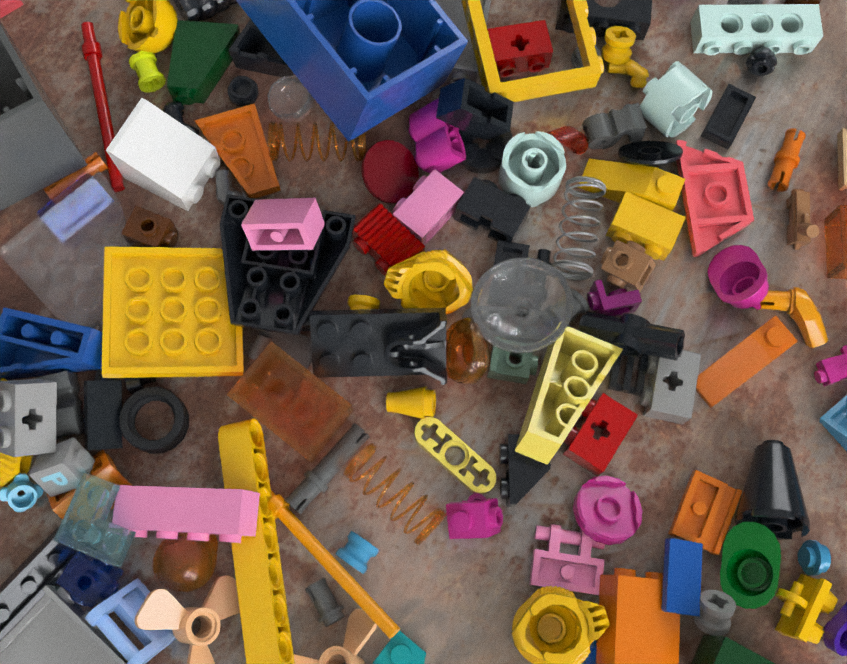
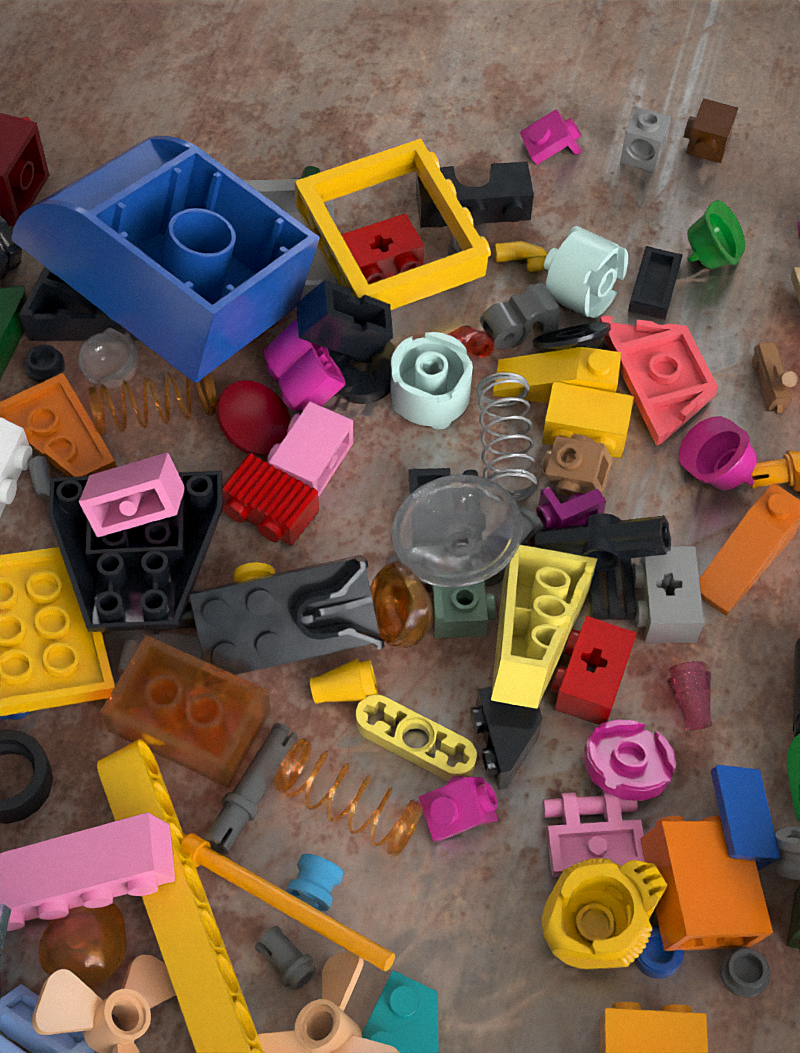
camera: 10 degrees left, 15 degrees down
(430, 281) = (335, 527): yellow helmet -> none
(492, 209) = (392, 438): black brick -> none
(618, 45) = (501, 226): yellow wheel -> none
(667, 466) = (692, 693): none -> clear pink cone
(705, 512) = (755, 733): orange plate -> none
(749, 27) = (660, 181): light aqua brick -> none
(761, 61) = (674, 208): black plate -> none
(786, 160) = (738, 316): orange pin -> none
(787, 89) = (716, 237): none -> green piece

